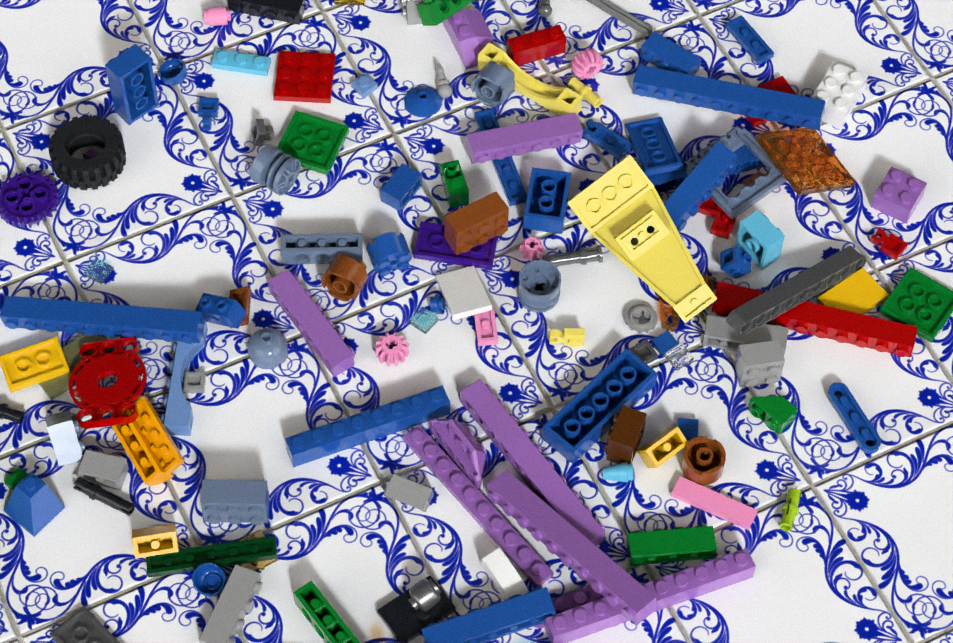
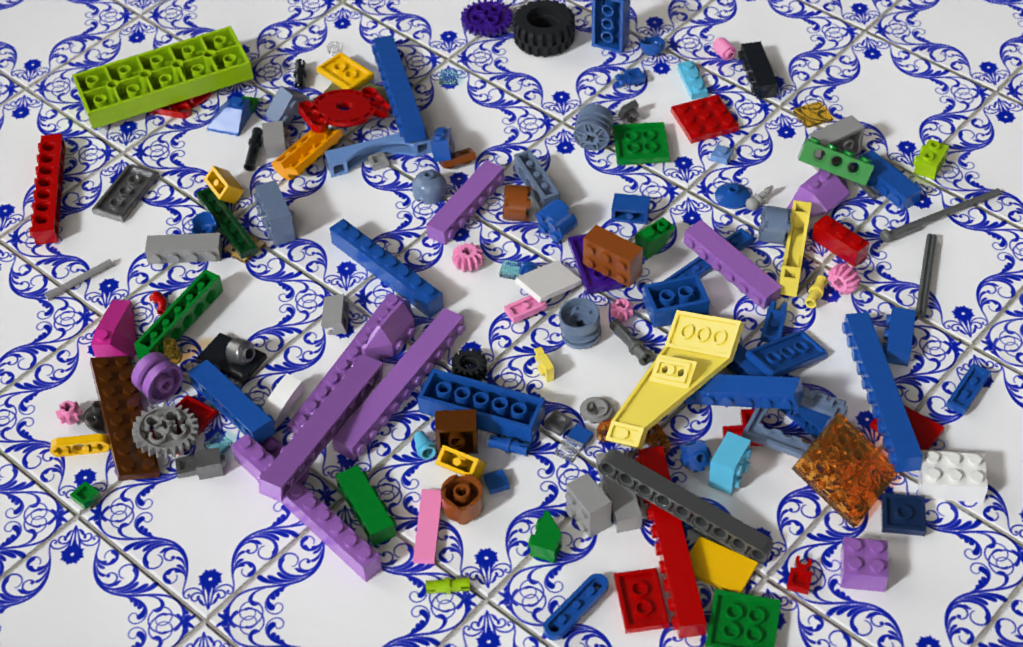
camera: 70 degrees right, 10 degrees down
(538, 410) = (469, 357): none -> black tyre
(651, 402) = (508, 445): none -> blue pin
(858, 146) = (903, 514): none -> dark blue plate
(863, 368) = (641, 600): none -> red tile

